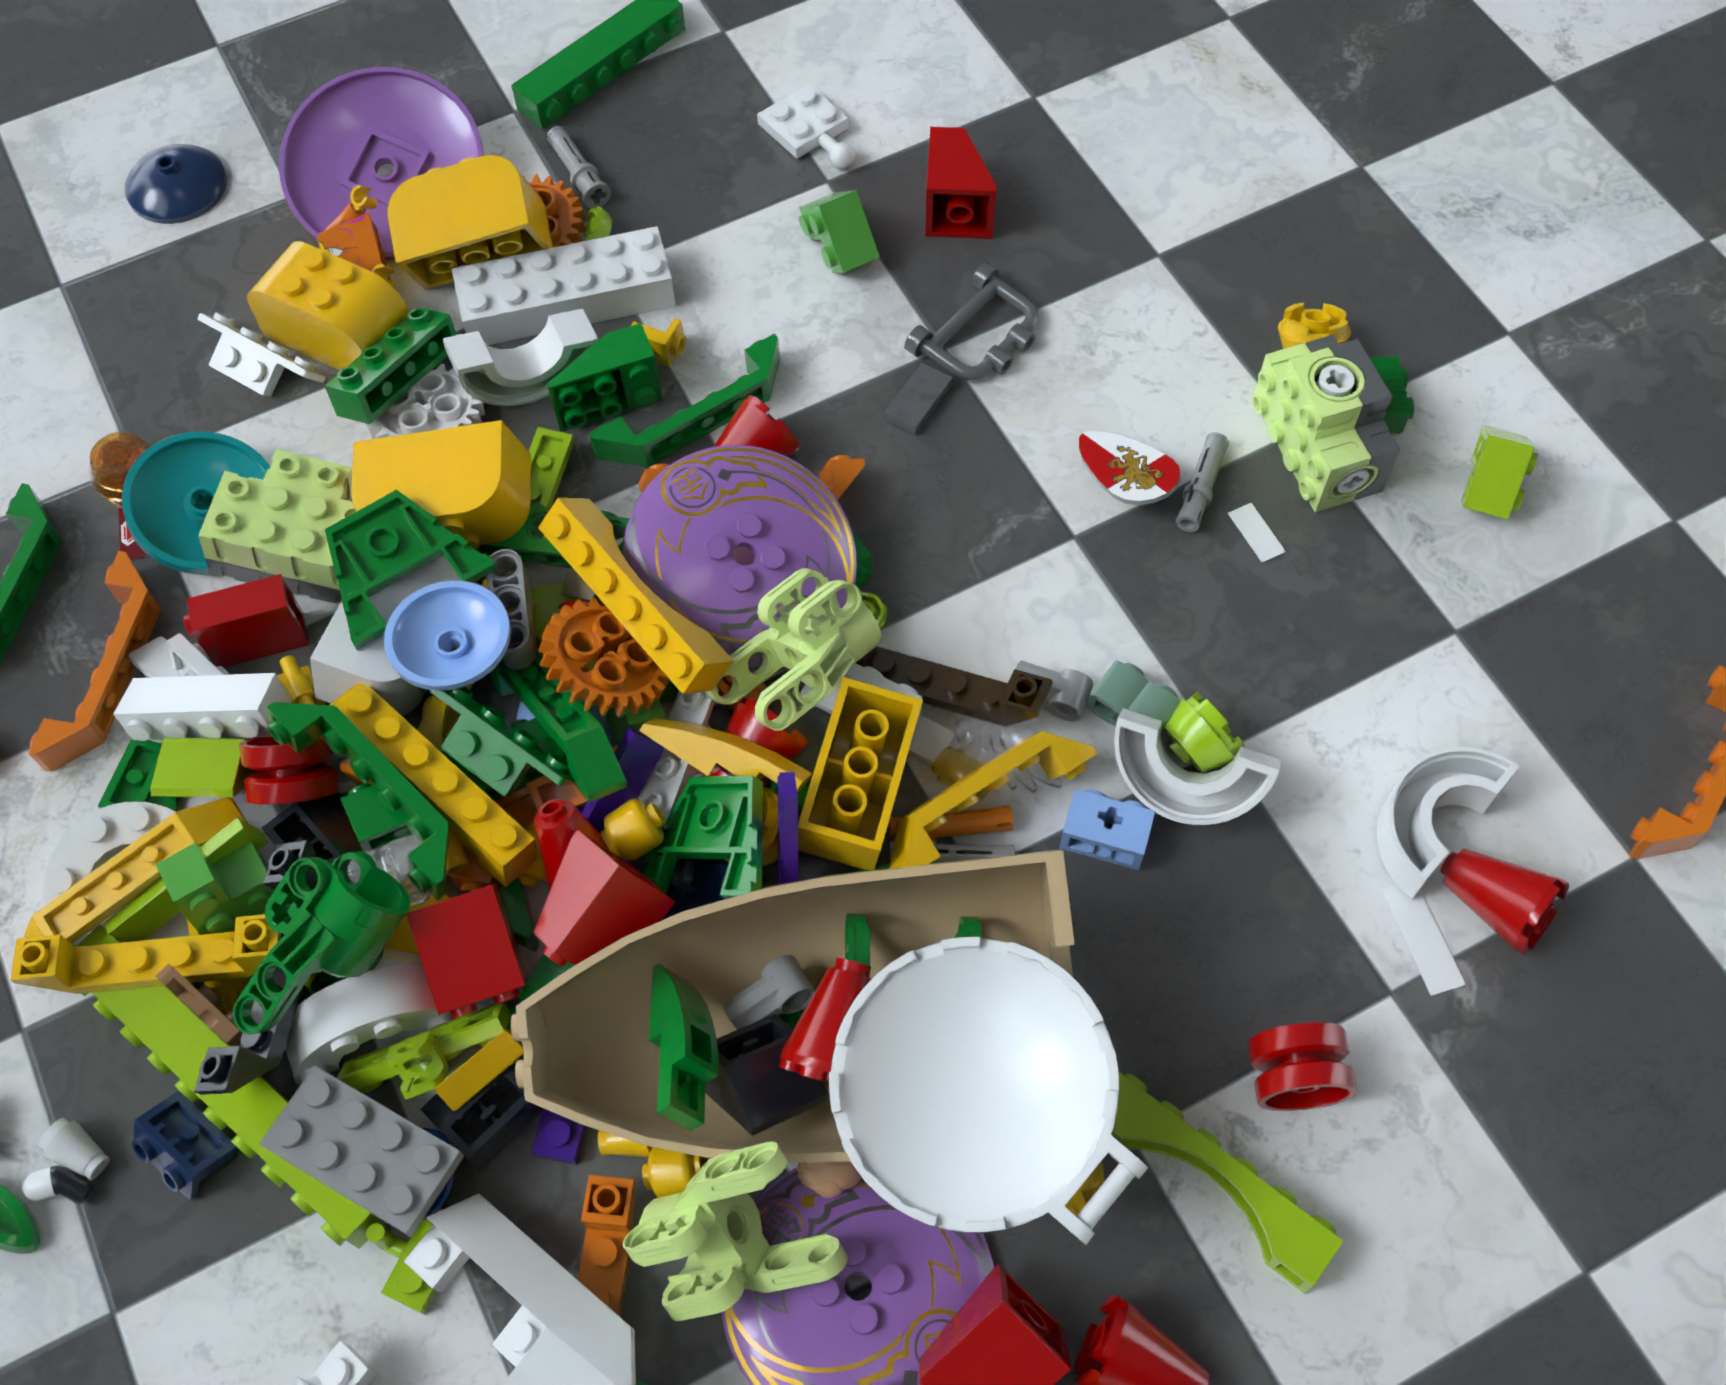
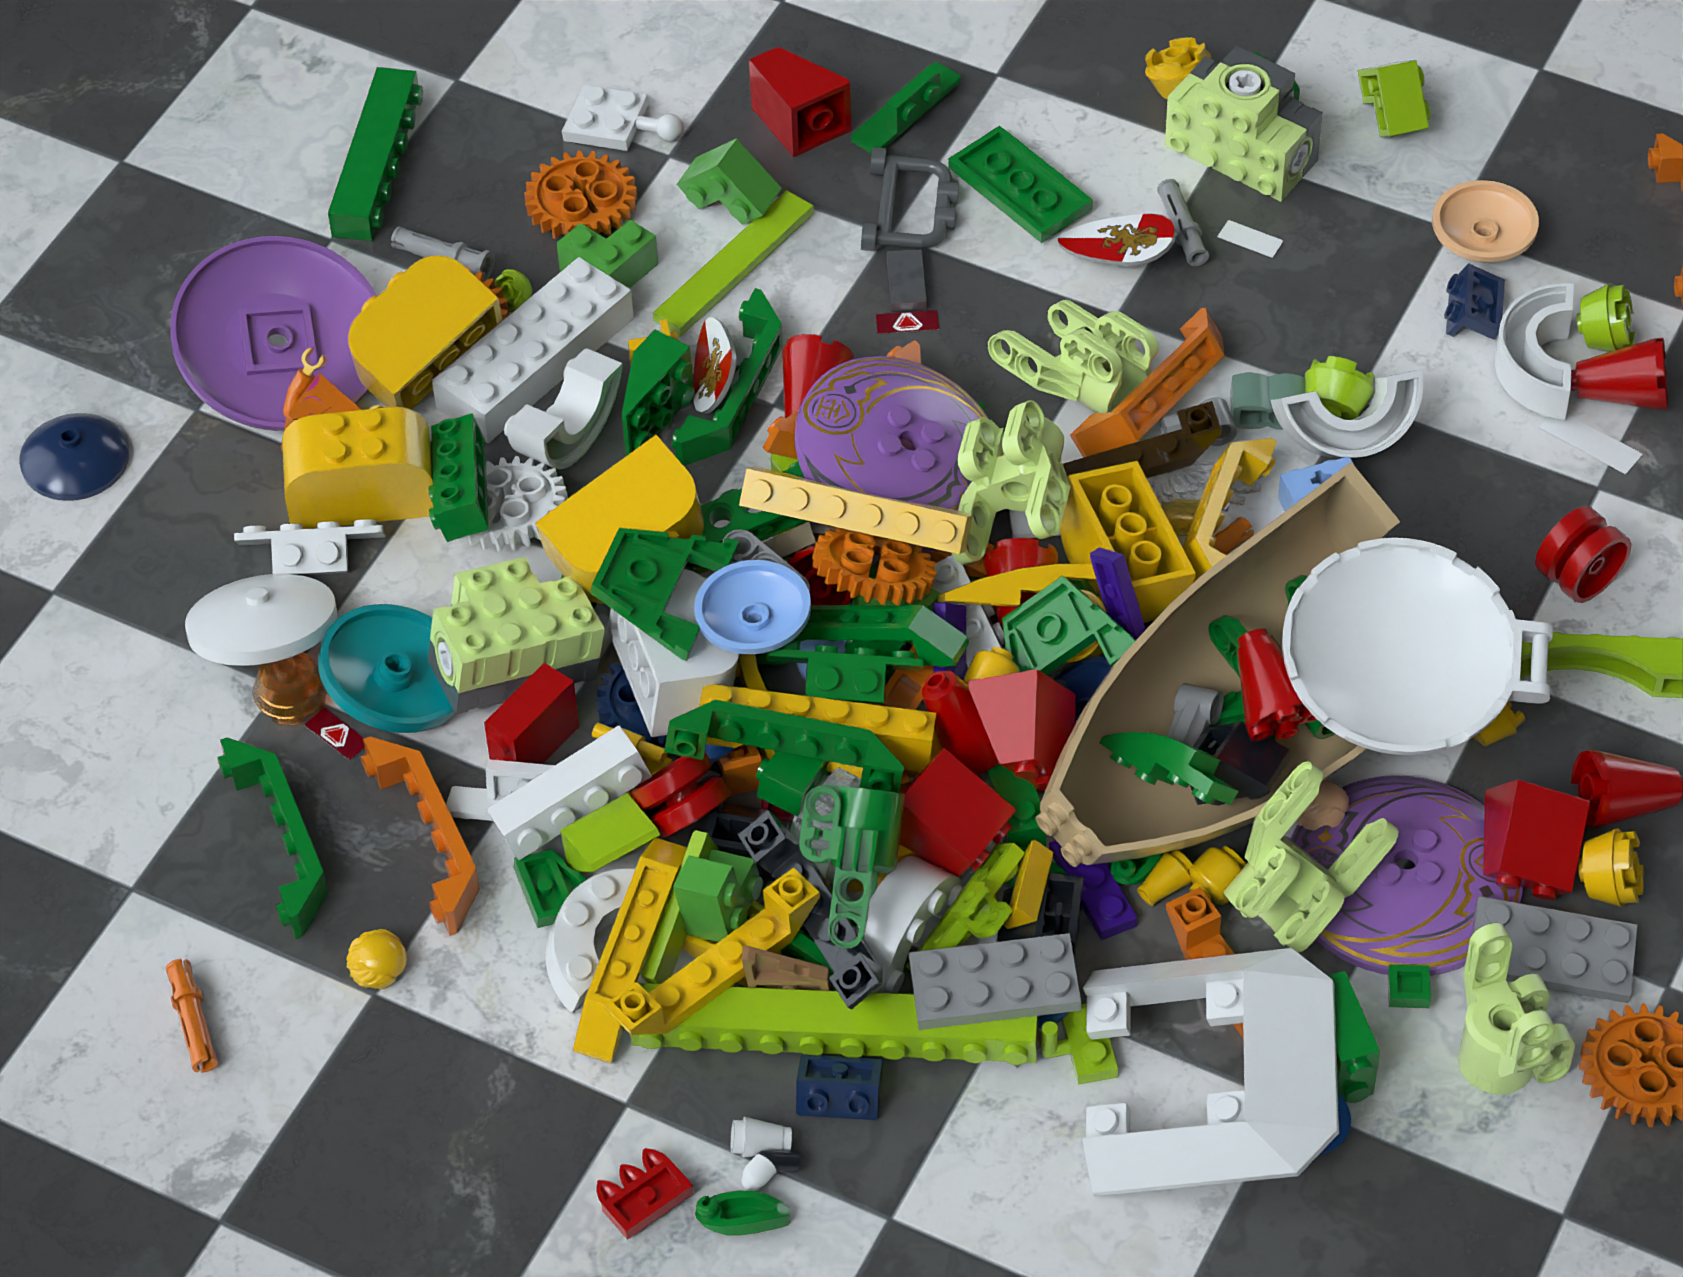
camera: 35 degrees left, 10 degrees down
(148, 397) = (261, 619): none -> white dish
(681, 388) = (713, 365): none -> shield
(695, 177) = (580, 192): none -> orange gear
(695, 247) = (622, 256): none -> bright green brick
(792, 302) = (733, 263): none -> lime tile
(890, 436) = (907, 321): none -> dark red sticker
(996, 584) = (1093, 367): none -> yellowish green piece
(1040, 633) = (1157, 392): none -> orange slope
(1051, 240) = (906, 107): none -> green bracket
(1088, 365) = (1020, 184): none -> green plate
(1416, 721) = (1475, 302): none -> dark blue bracket
(1500, 634) = (1485, 221): none -> light nougat dish
(1531, 822) = (1607, 318): none -> lime cone

